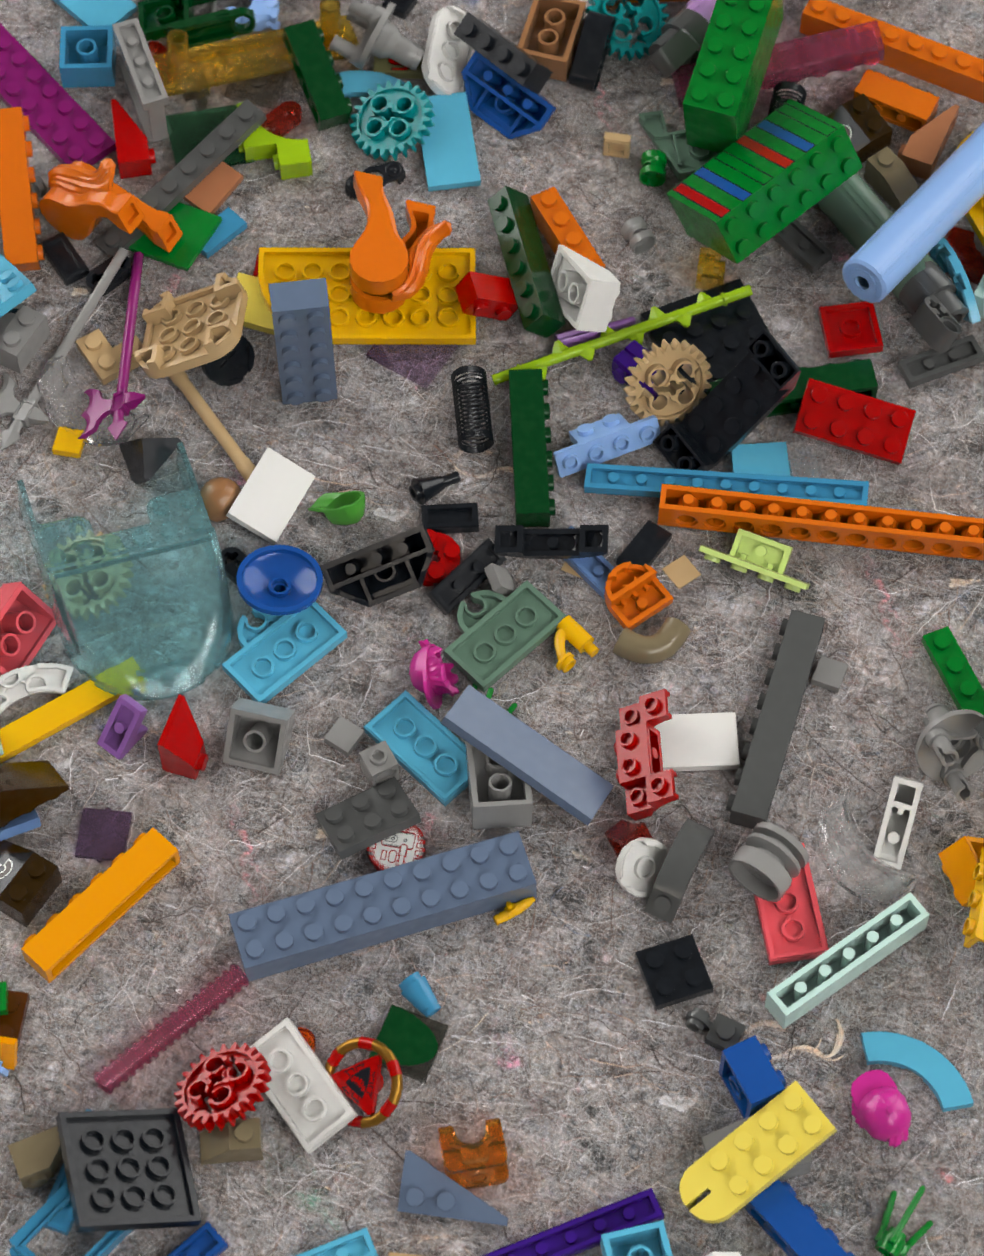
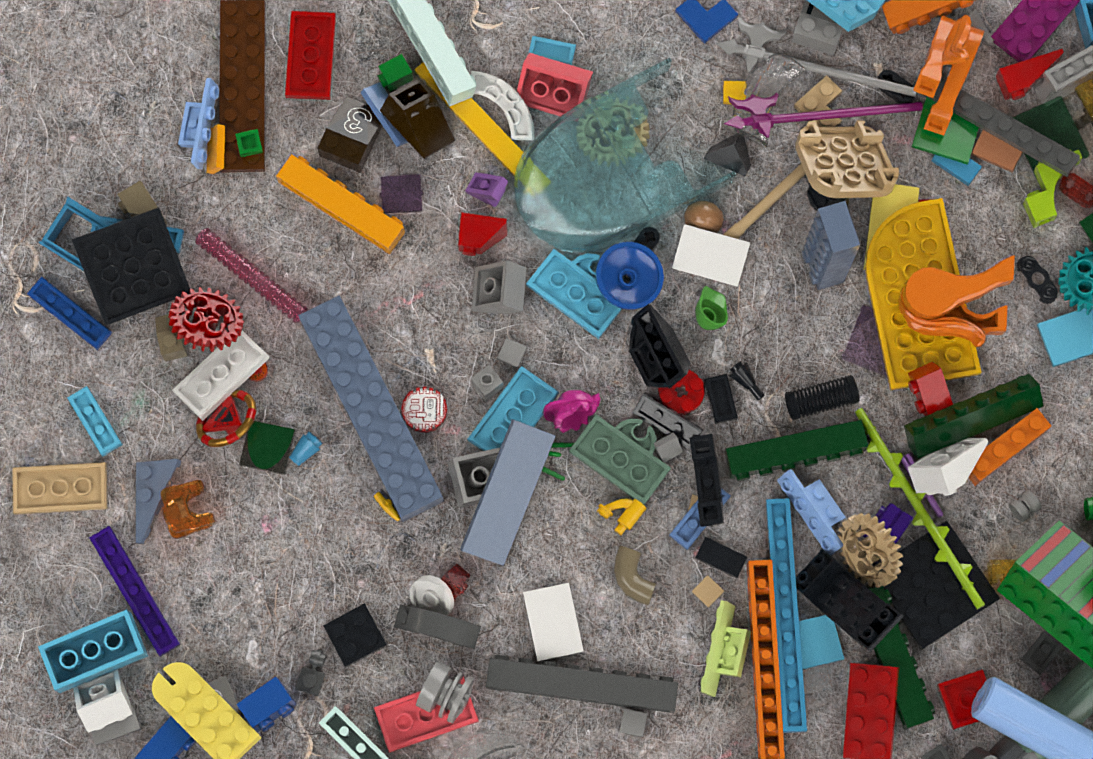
camera: 80 degrees right, 15 degrees up
(64, 259) = (905, 49): black tile -> none
(368, 818) = (442, 383): dark grey plate -> none
(635, 594) = (673, 555): orange slope -> none
(641, 756) = (527, 582): bracket -> none

